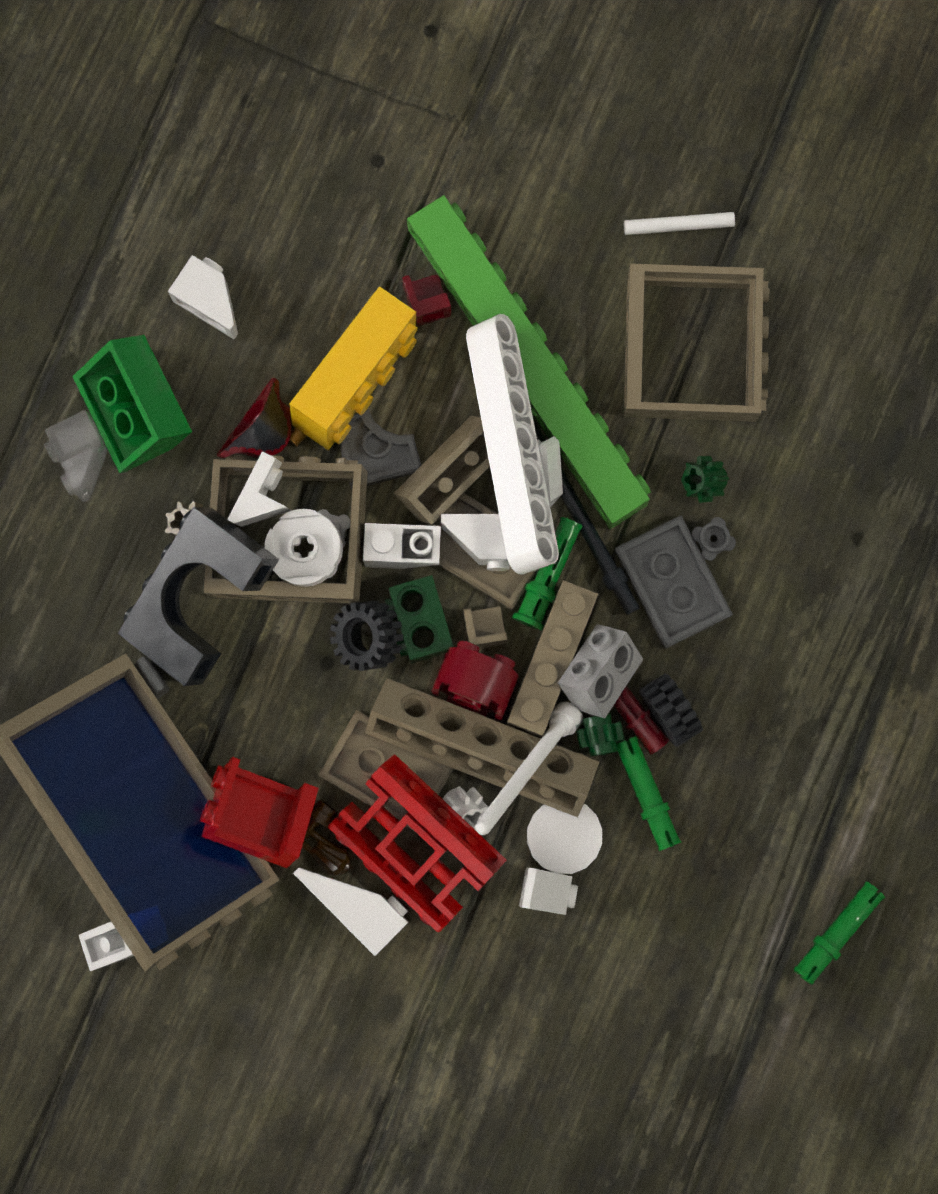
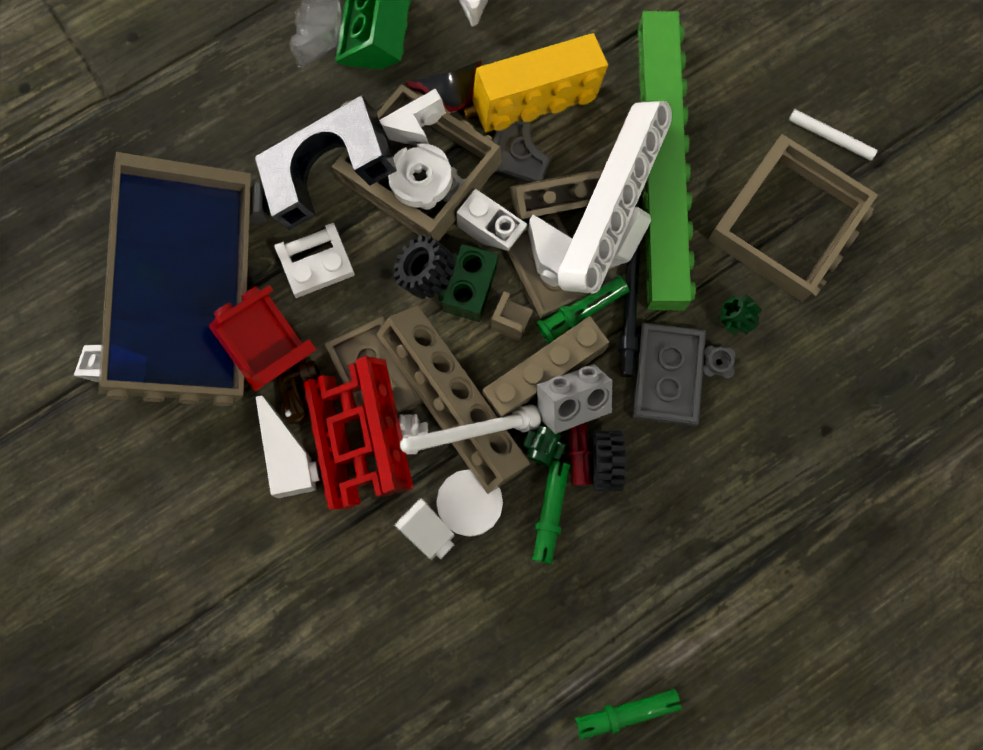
camera: 30 degrees right, 5 degrees down
(257, 705) = (318, 269): none -> white plate
(427, 299) = (620, 77): dark red panel -> none
(476, 680) = (480, 346): dark red brick -> none

